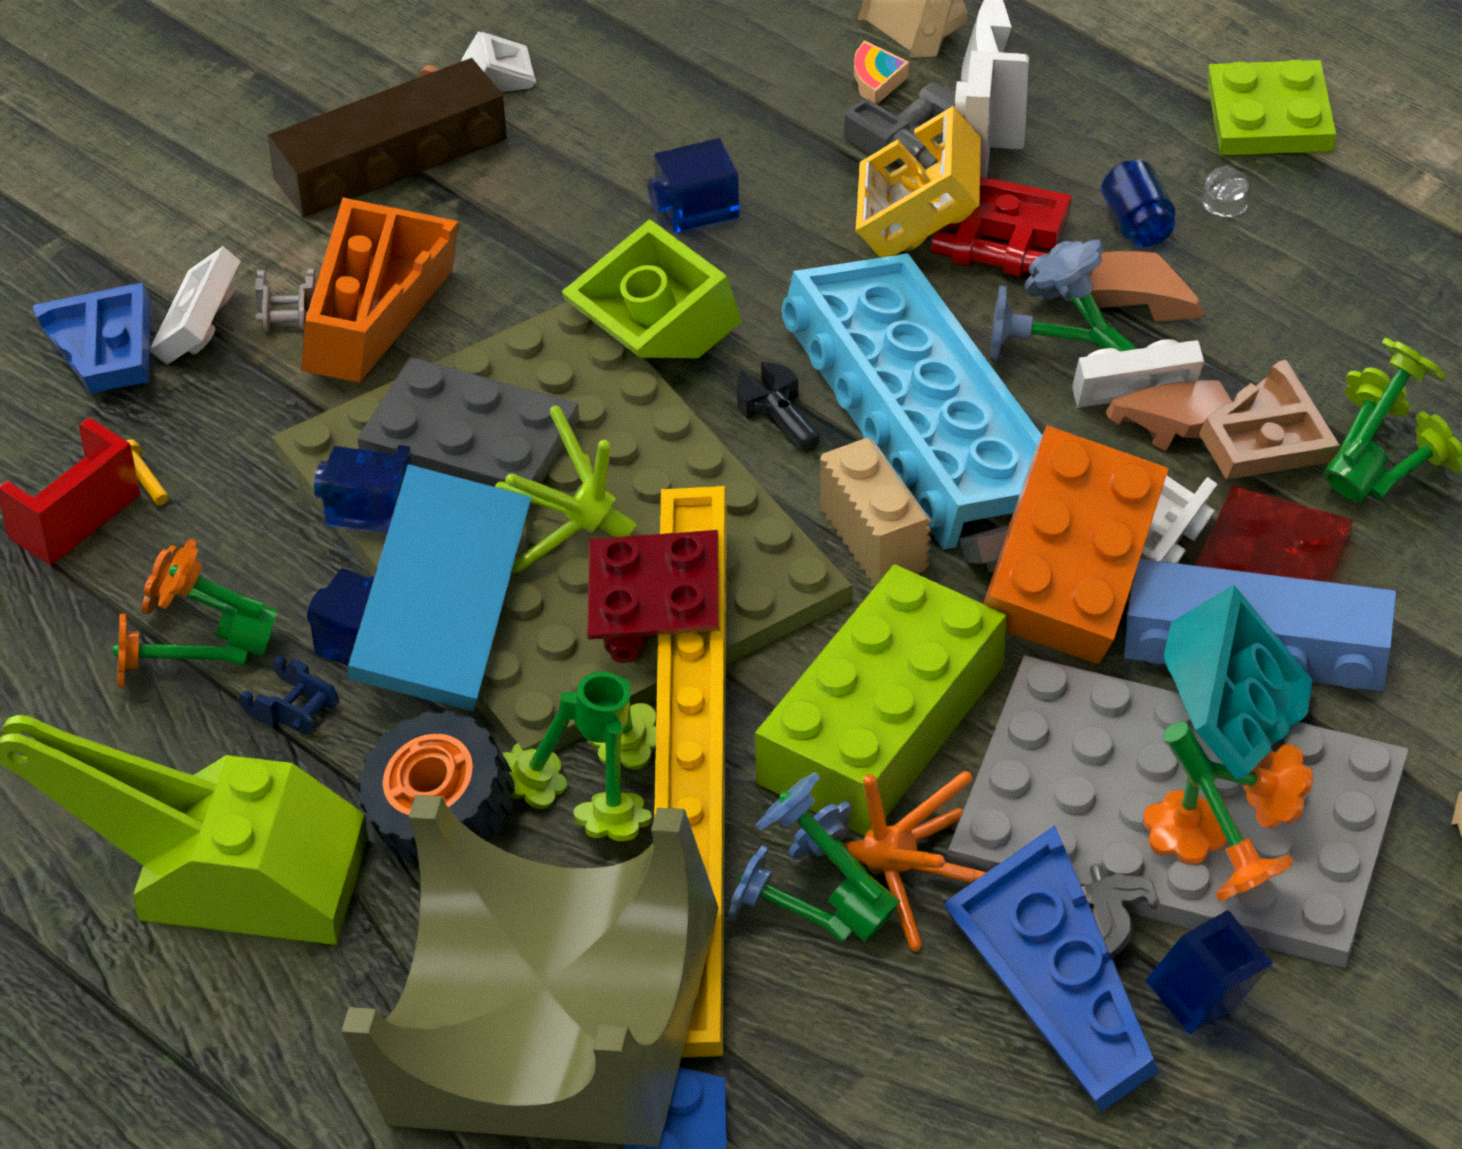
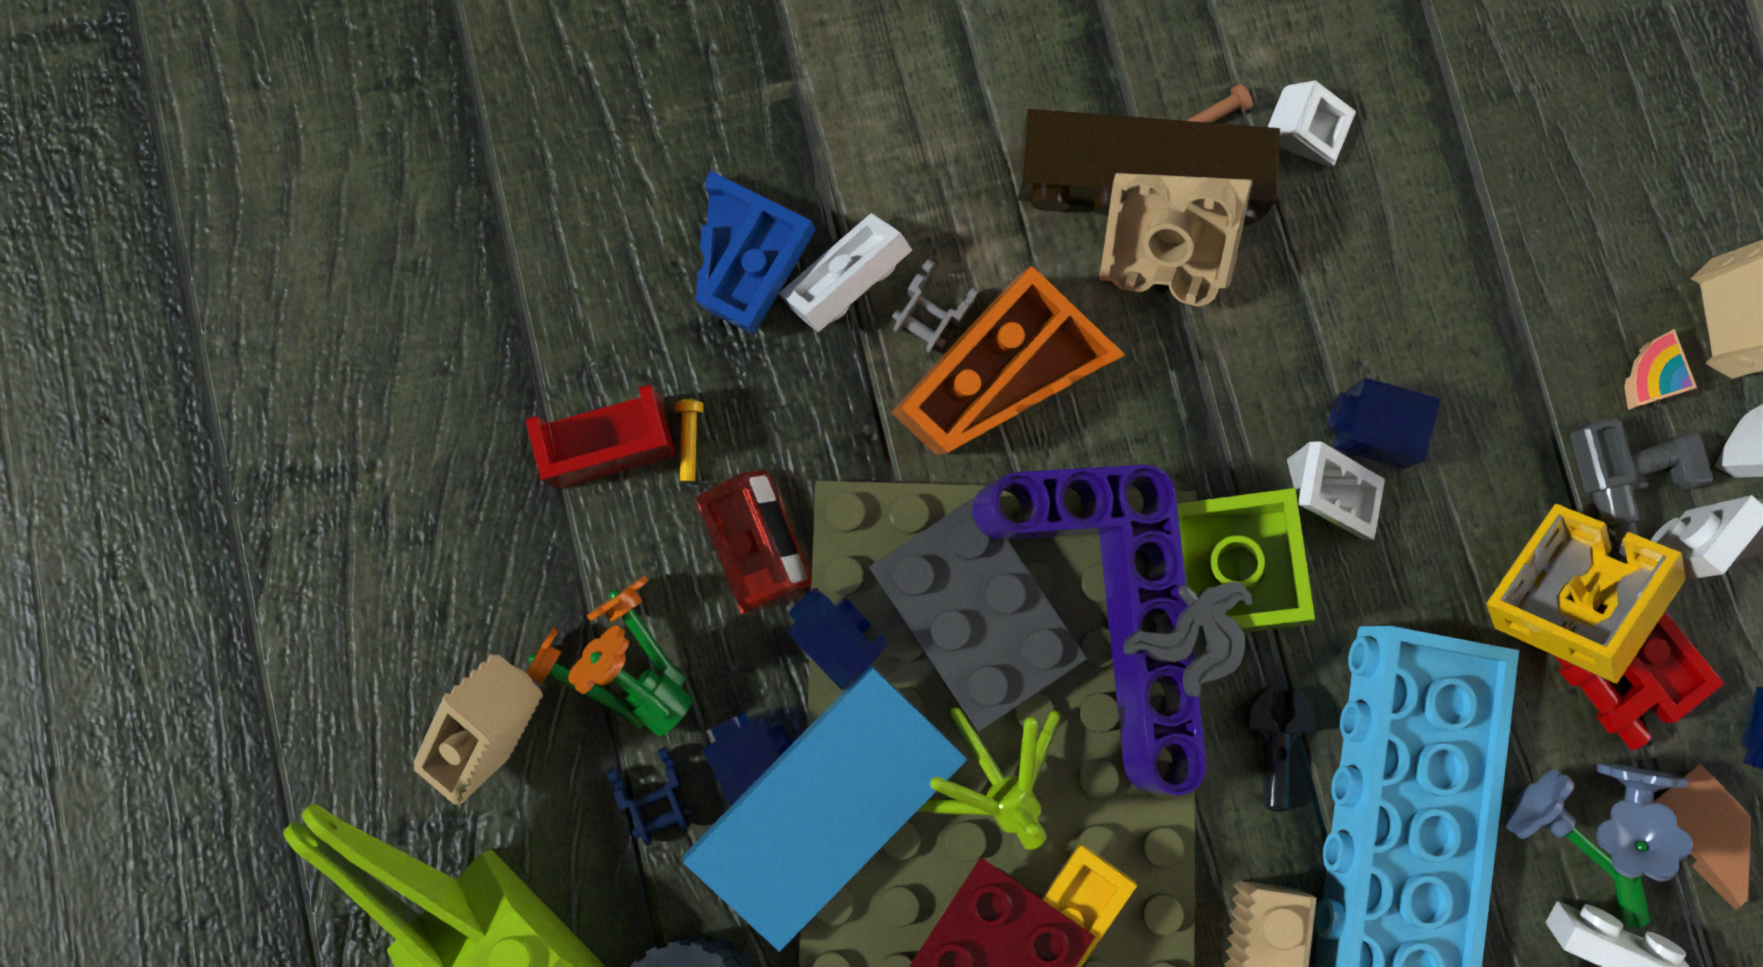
camera: 35 degrees right, 35 degrees up
(104, 682) = (476, 728): none -> tan brick
(246, 505) = (753, 540): none -> clear red slope
(440, 151) = (1174, 234): none -> tan slope
(578, 330) = (1127, 598): none -> dark purple beam
(644, 309) = (1221, 635): none -> dark grey piece
(693, 228) = (1337, 488): none -> white slope

